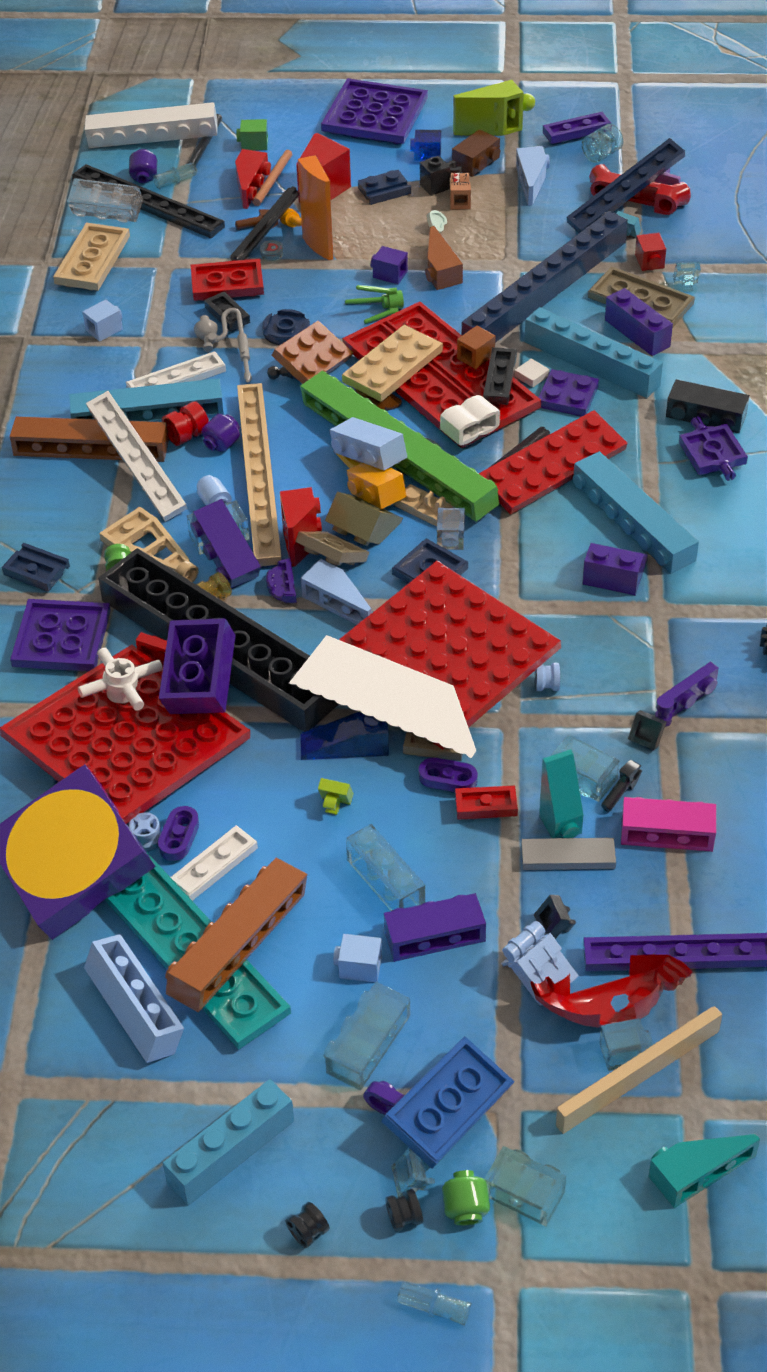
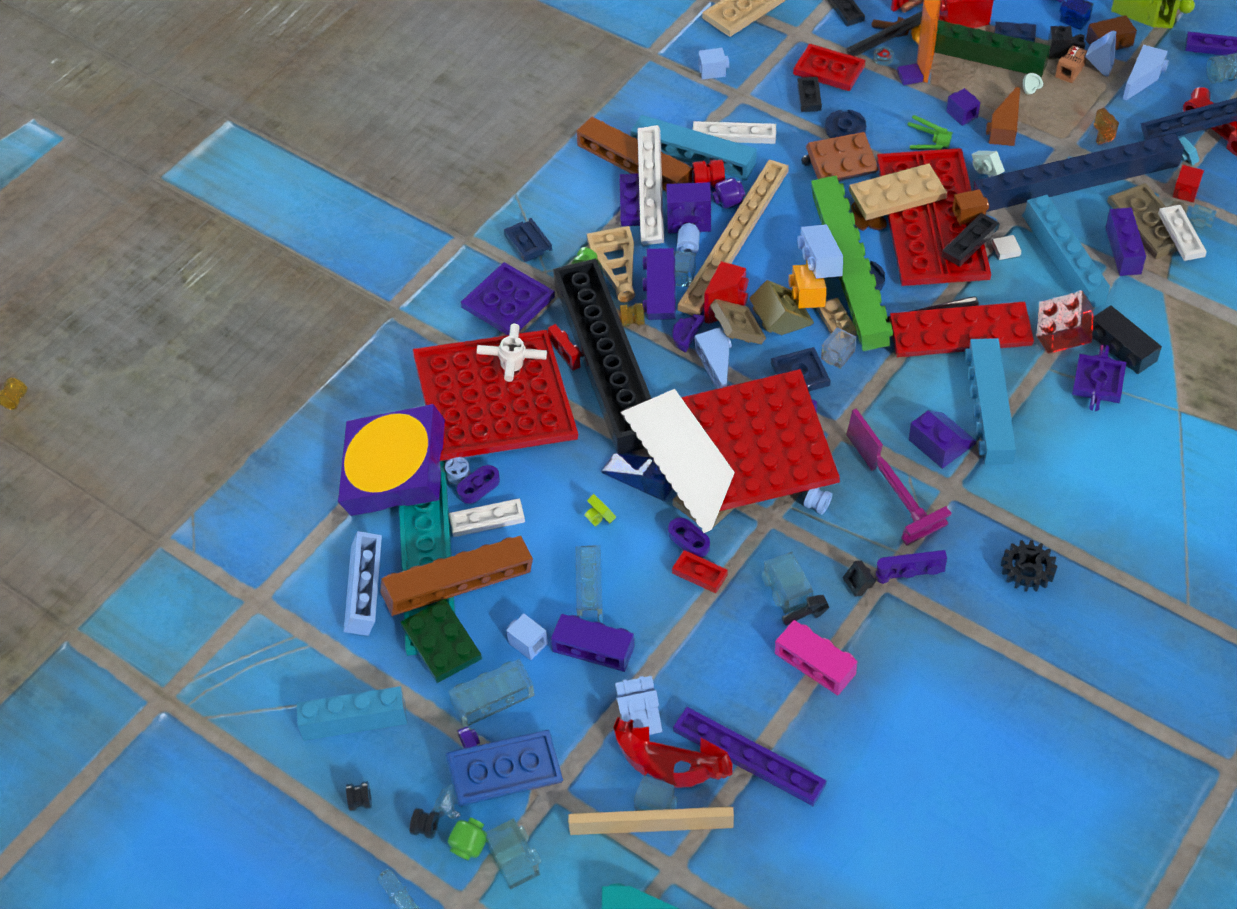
camera: 35 degrees right, 5 degrees up
(117, 483) = (629, 199): none -> dark purple plate
(192, 457) = (689, 205): none -> dark purple brick
(197, 666) = (564, 368): dark purple brick -> none
(207, 330) = (782, 104): light grey piece -> none
(271, 1010) = (441, 640): none -> dark green plate
(311, 257) = (910, 74): none -> dark purple tile
(383, 203) = (991, 48): none -> dark green brick
(460, 302) = (987, 163): none -> light aqua plate
(469, 420) = (916, 266): white brick -> none
(483, 167) = (1102, 53): none -> medium blue slope
(536, 230) = (1106, 126): none -> clear orange bracket
(554, 916) = (678, 681): black tile -> none
(560, 796) = (744, 595): teal slope -> none
(561, 603) = (870, 449): none -> magenta piece
(568, 392) = (1022, 277): dark purple plate -> none
(568, 853) = (729, 640): light grey tile -> none
(648, 411) = (1065, 322): none -> clear red brick
(681, 294) = (1182, 232): none -> white tile

